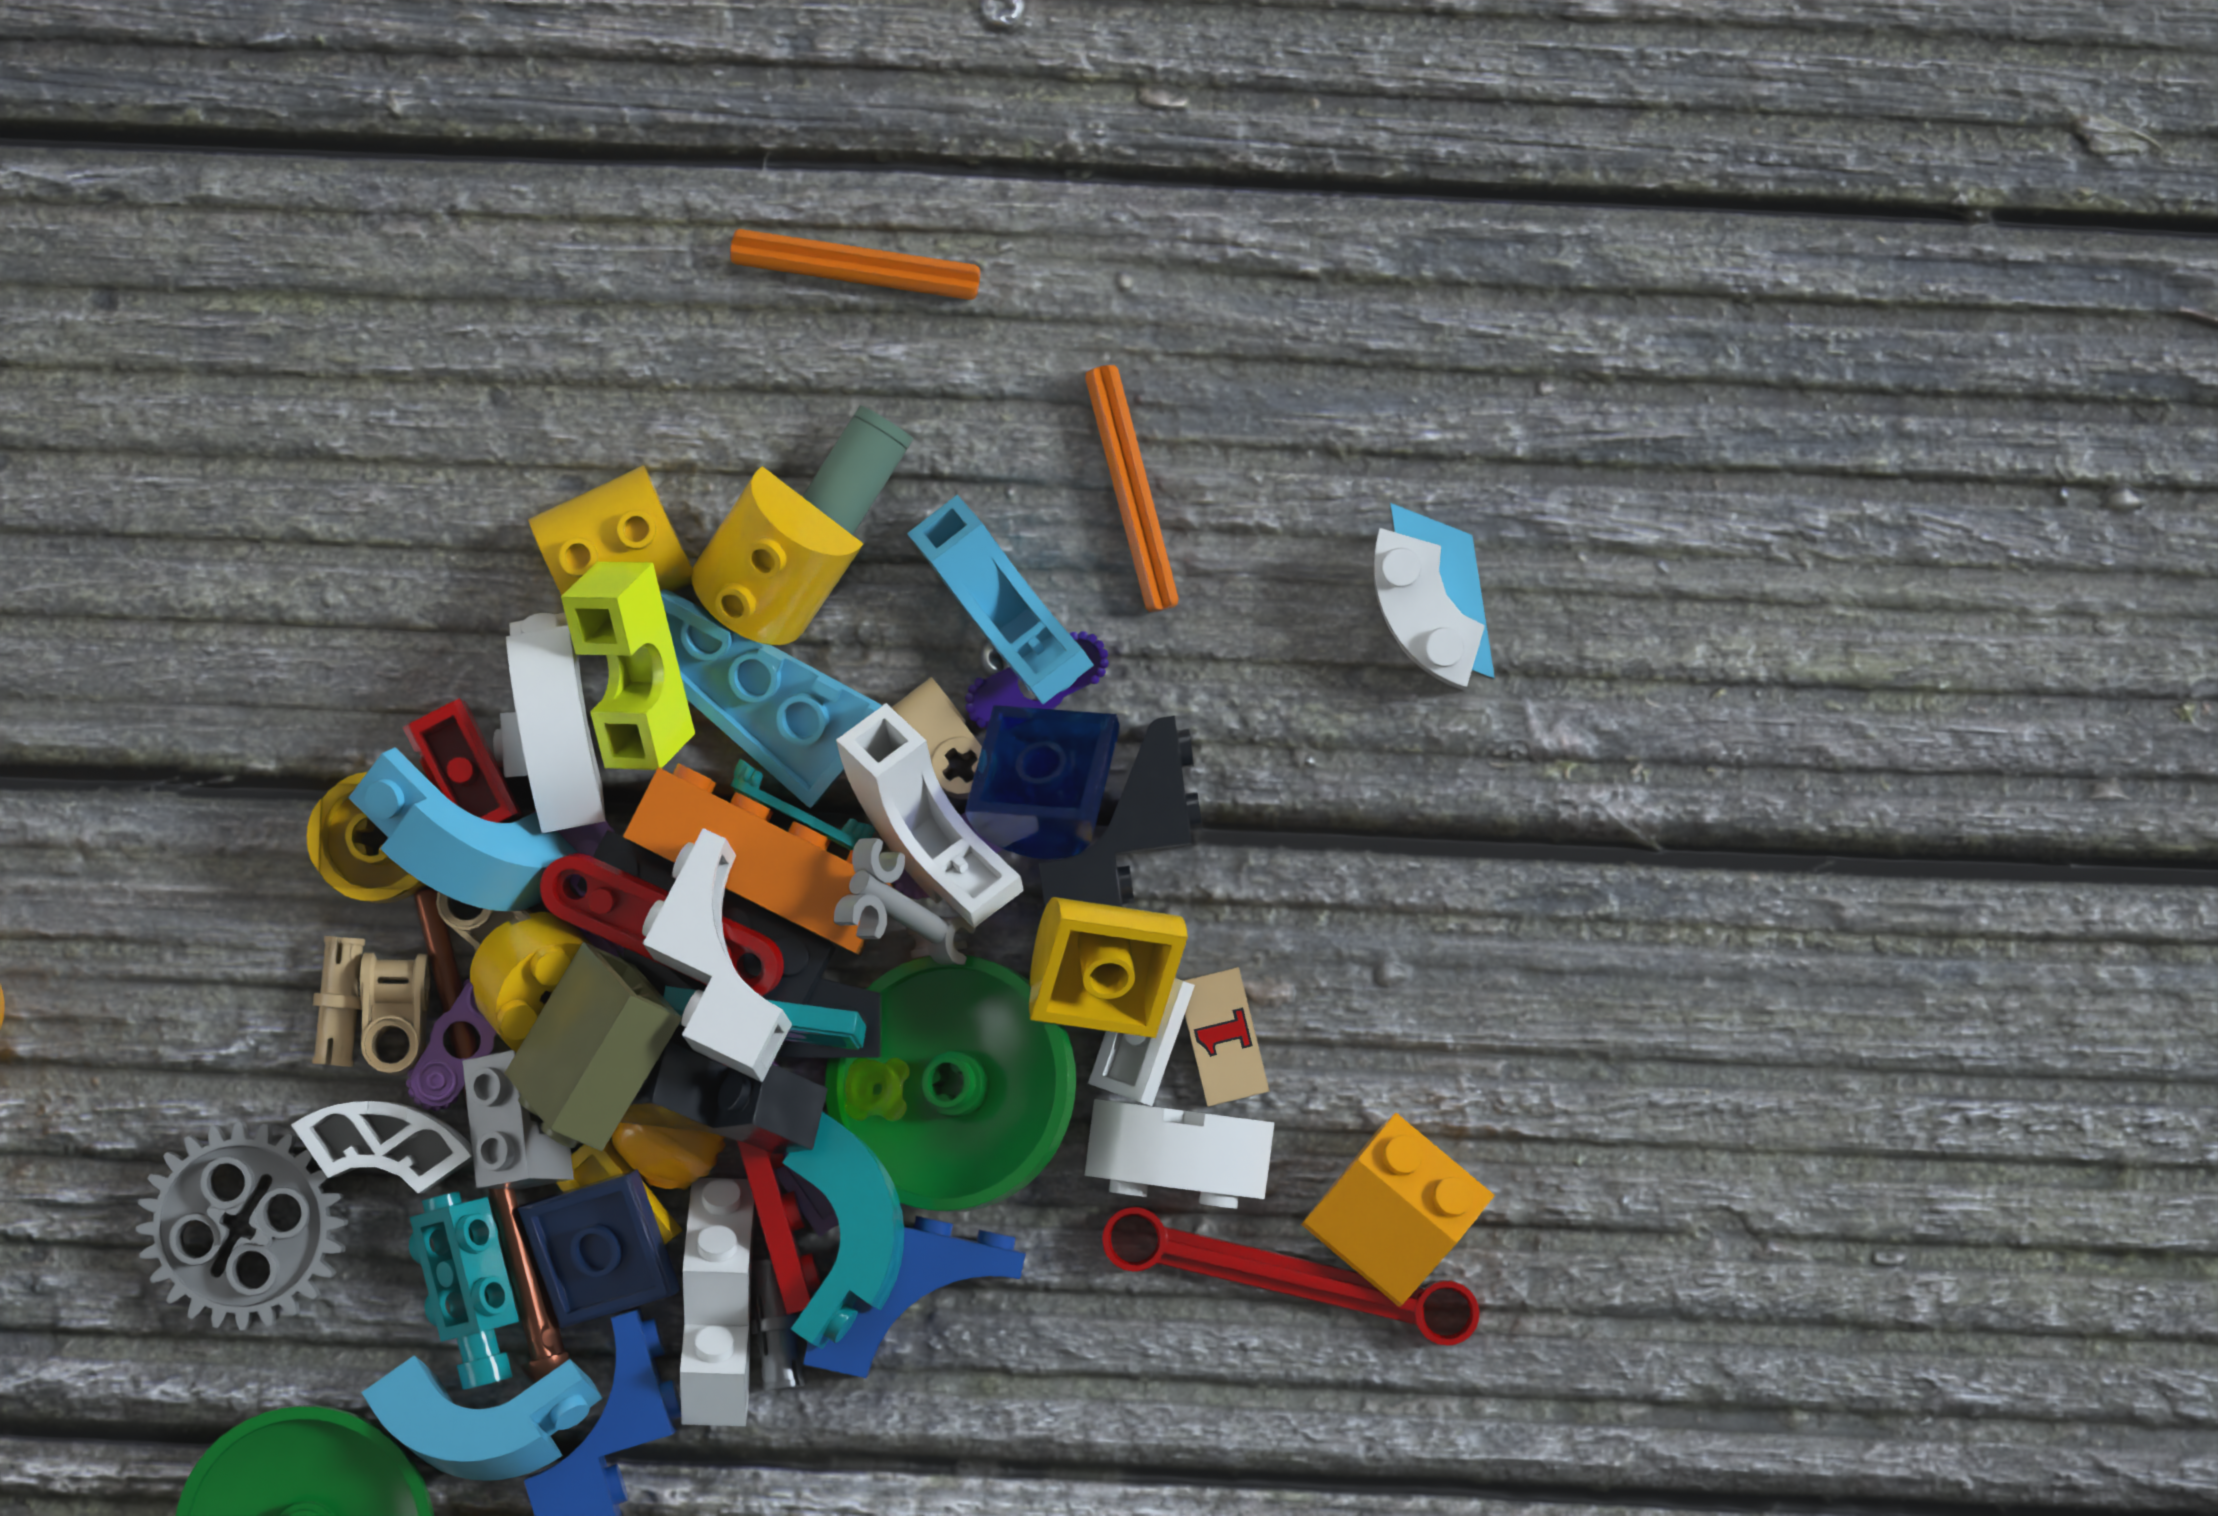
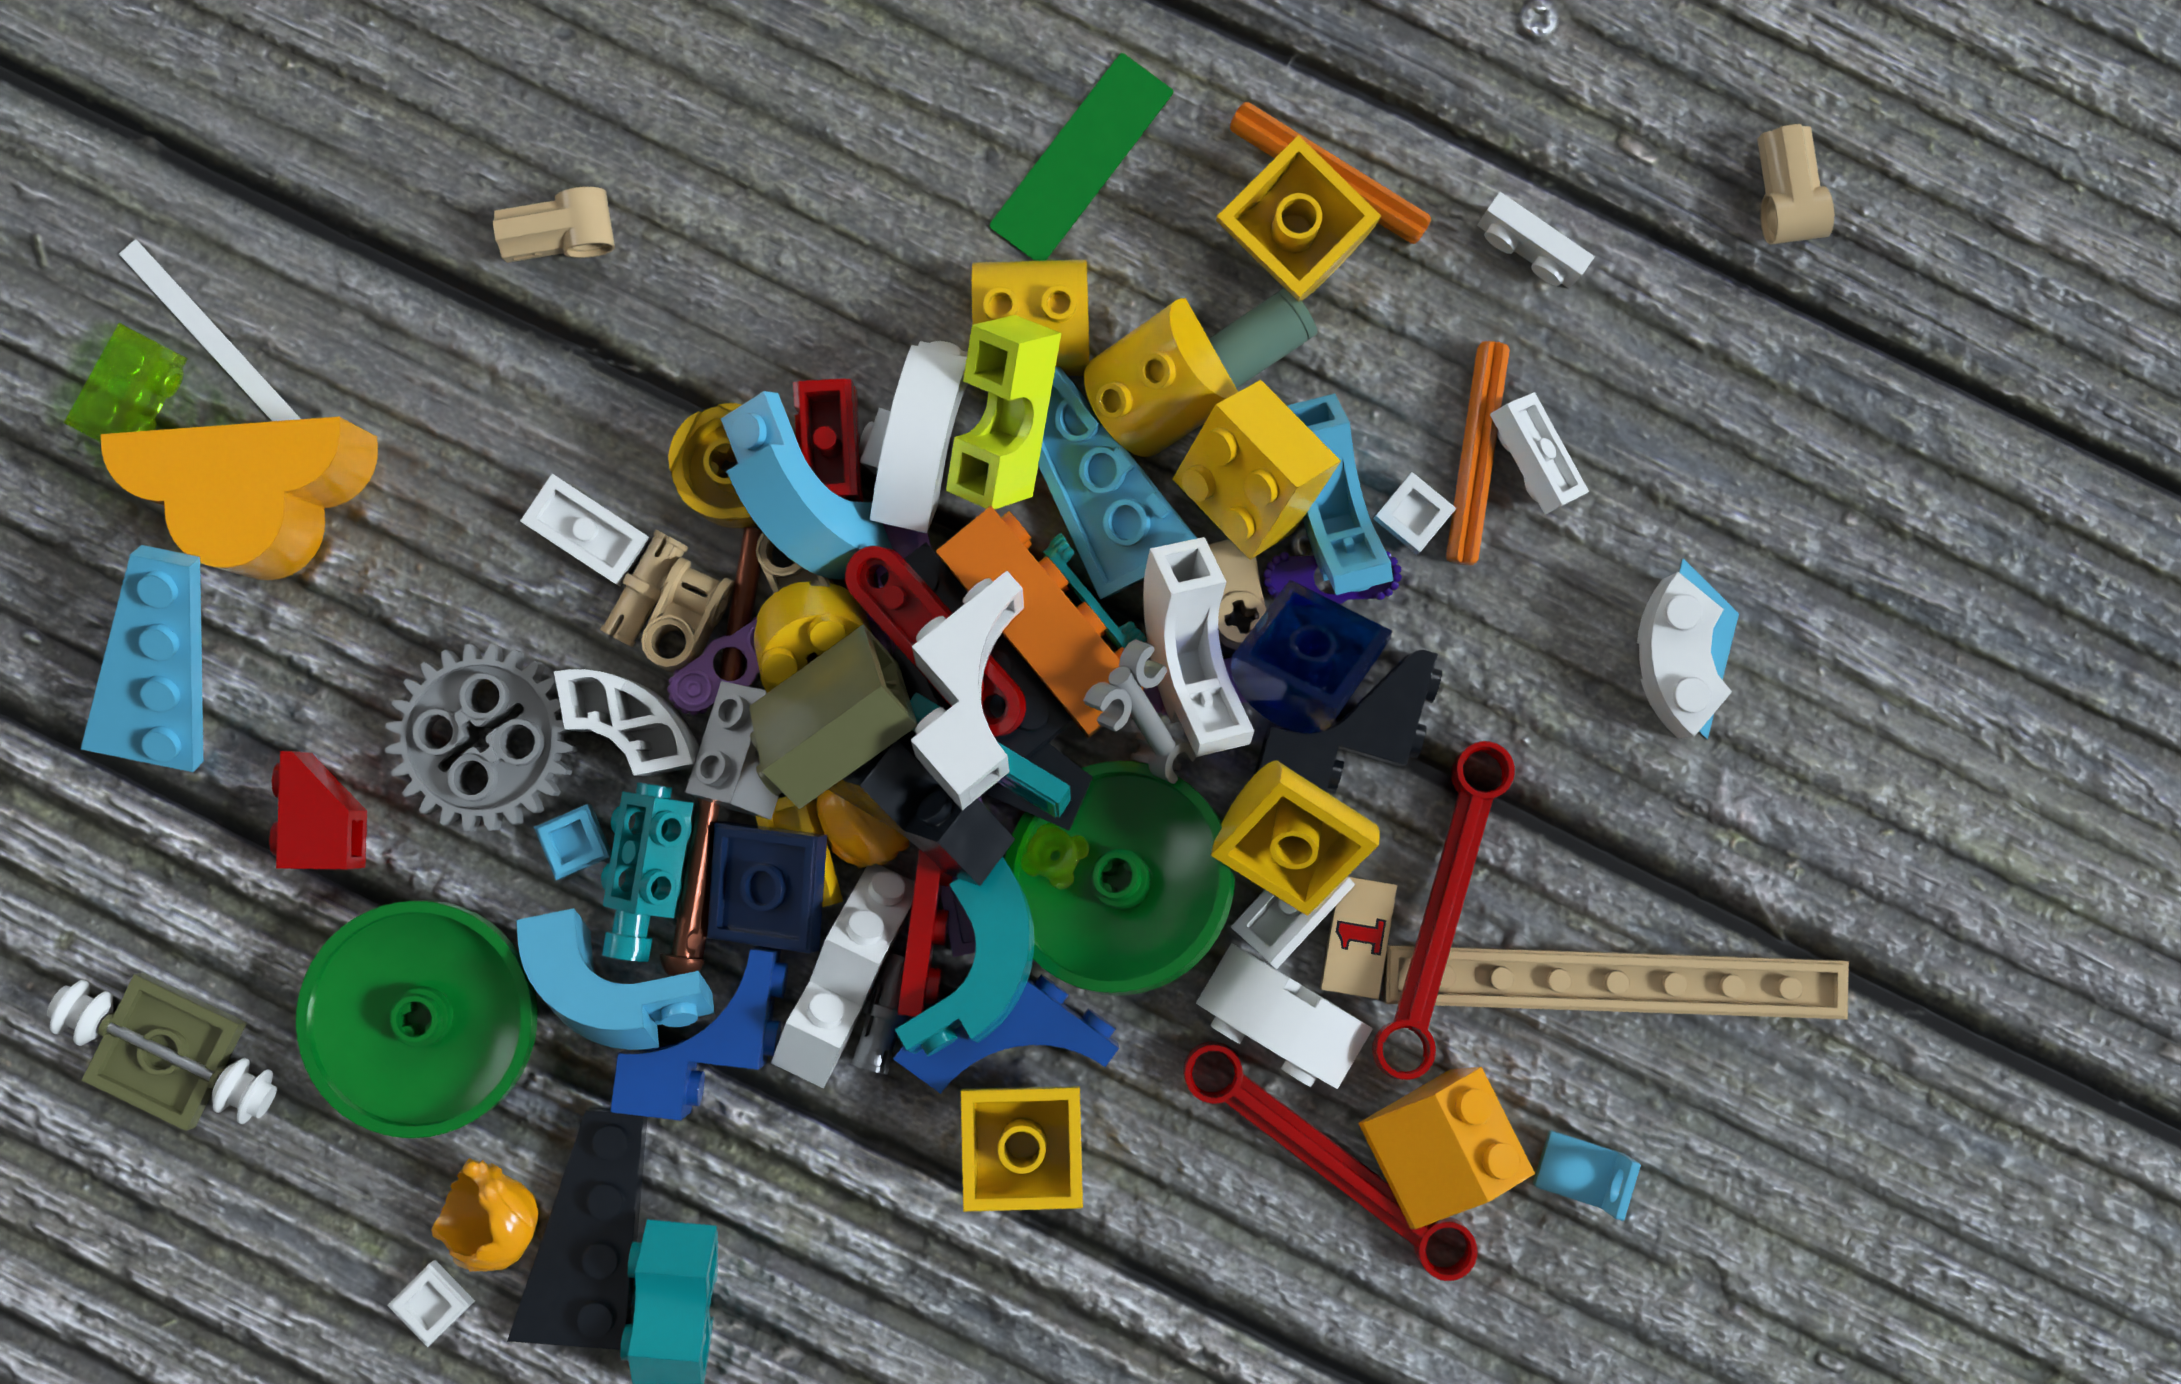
camera: 20 degrees right, 0 degrees up
(99, 661) = (571, 225): none -> tan piece
(112, 1380) = (317, 817): none -> red slope
(253, 967) = (585, 529): none -> white plate
(380, 1291) = (573, 841): none -> medium azure tile
(592, 359) = (1081, 158): none -> green sticker
(842, 336) = (1299, 219): none -> yellow brick
(908, 611) = (1255, 469): none -> yellow brick
(971, 1394) = (1021, 1148): none -> yellow brick
(1092, 579) = (1414, 513): none -> white plate
(1120, 253) = (1550, 252): none -> white plate
(1193, 462) = (1539, 453): none -> white plate
(1294, 970) = (1443, 909): none -> red piece
(1343, 87) = (1794, 200): none -> tan piece
(1504, 968) = (1632, 982): none -> tan tile
(1550, 1174) = (1587, 1173): none -> medium azure bracket

